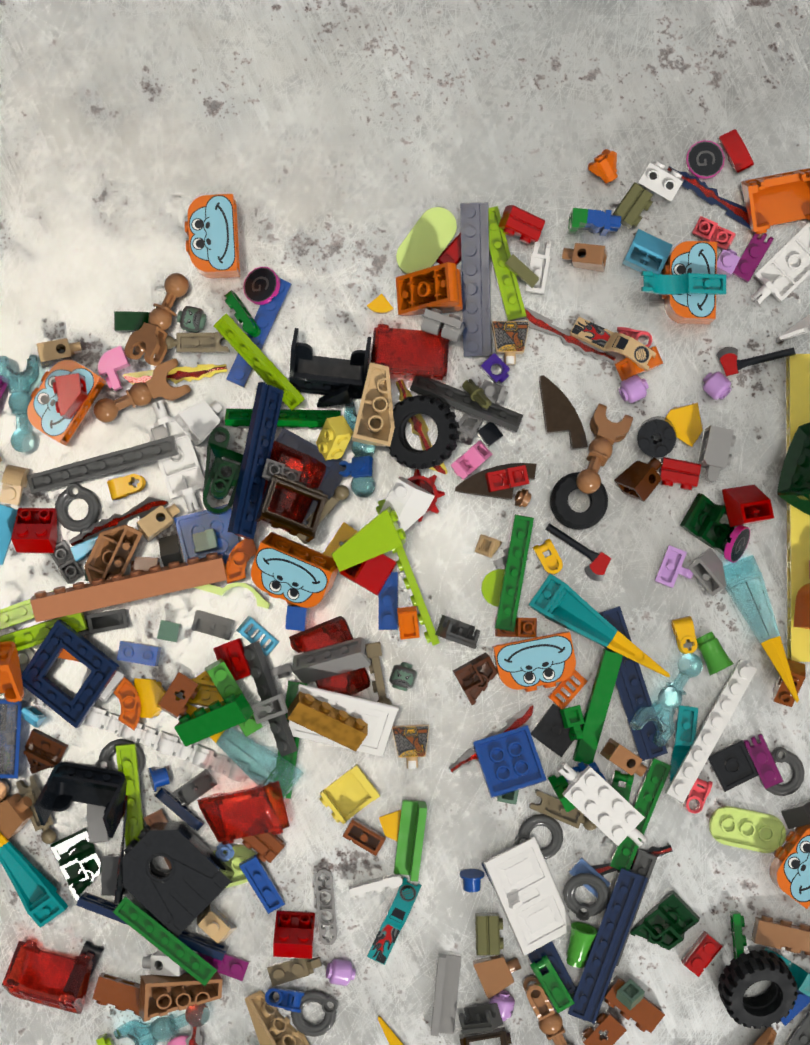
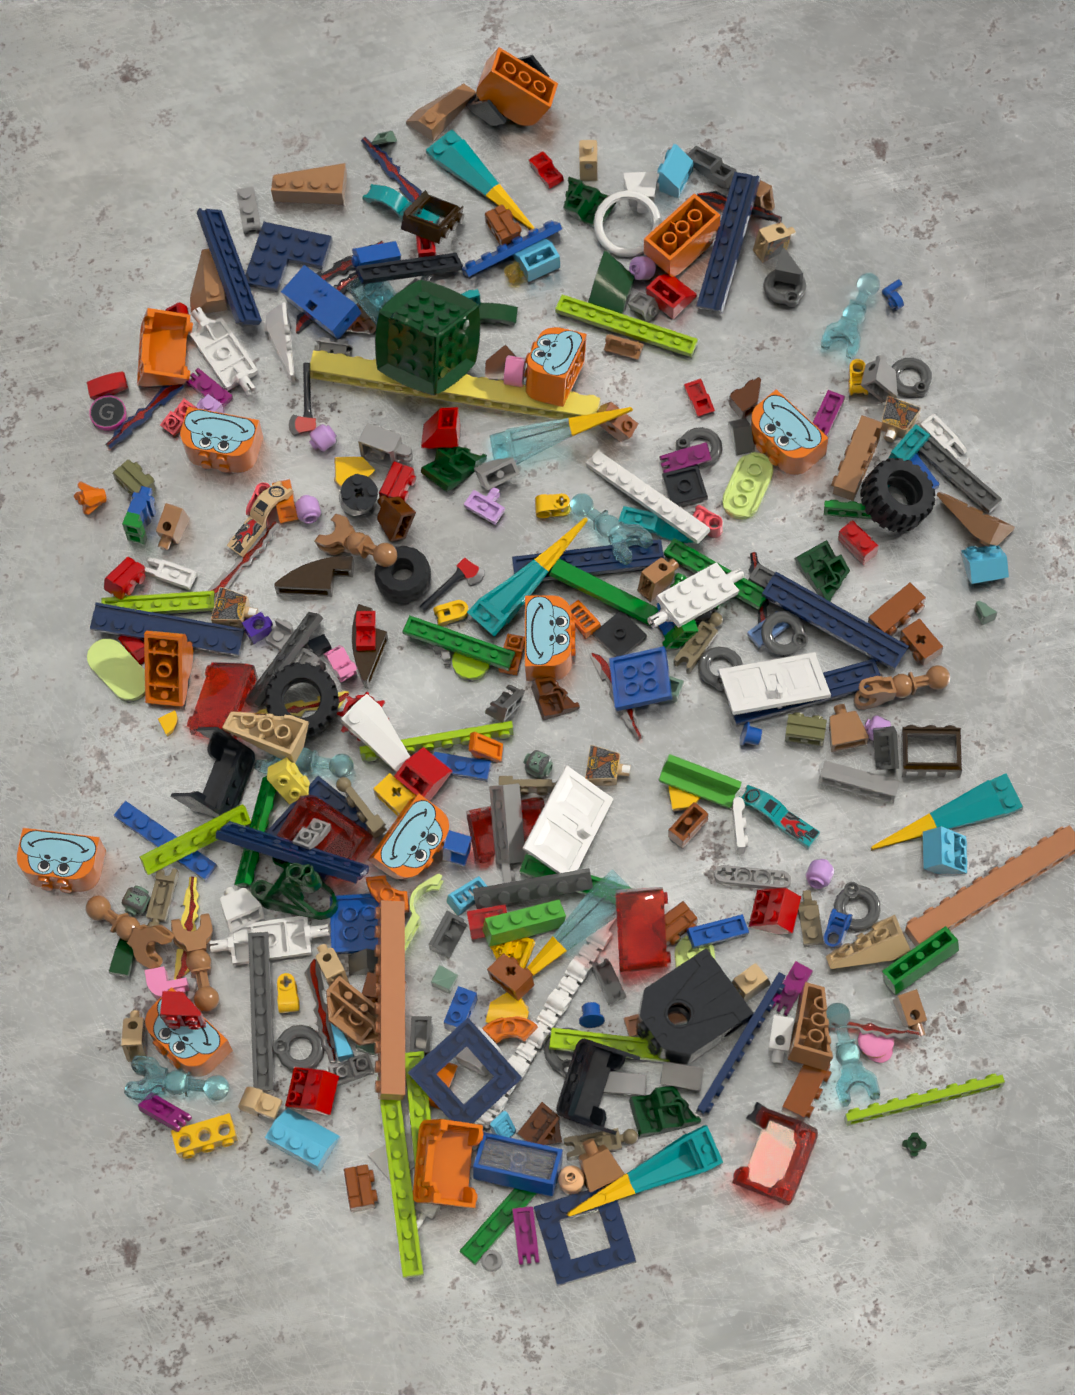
camera: 75 degrees left, 20 degrees down
(119, 891) = (662, 1058): black sword -> none
(165, 941) = (755, 1024): green plate -> none
(181, 811) = (625, 1001): dark blue beam -> none
(205, 541) = (361, 922): sand green panel -> none
(214, 719) = (541, 940): green brick -> none
(224, 857) = (674, 957): medium blue plate -> none
(242, 314) = (128, 856): green plate -> none
(261, 285) = (120, 826): black tile -> none
(269, 709) = (541, 881): light grey slope -> none
(278, 520) = (329, 814): dark brown window -> none
(327, 721) = (565, 830): pearl gold brick -> none
(339, 397) = (249, 775): black piece -> none
(349, 794) = (643, 834): light yellow panel -> none
(358, 468) = (322, 761): blue plate -> none
(372, 540) = (396, 756): lime slope -> none
(435, 320) = (198, 663): light grey plate -> none
(476, 394) = (278, 646): olive axle -> none
(487, 546) = (427, 666): tan slope -> none
(521, 271) = (169, 586): olive piece -> none
(522, 498) = (388, 624): medium nougat plate -> none
(552, 985) = (874, 668): green plate -> none
(572, 719) = (612, 615): green plate -> none
(580, 942) = (830, 647): bright green plant -> none
(630, 994) = (884, 607): sand green slope -> none
(647, 253) = (184, 475): medium azure slope -> none
(661, 180) = (117, 450): white brick -> none
(684, 283) = (220, 437): teal piece -> none
(713, 653) = (575, 483): bright green plant -> none
(738, 544) = (476, 445): tile -> none

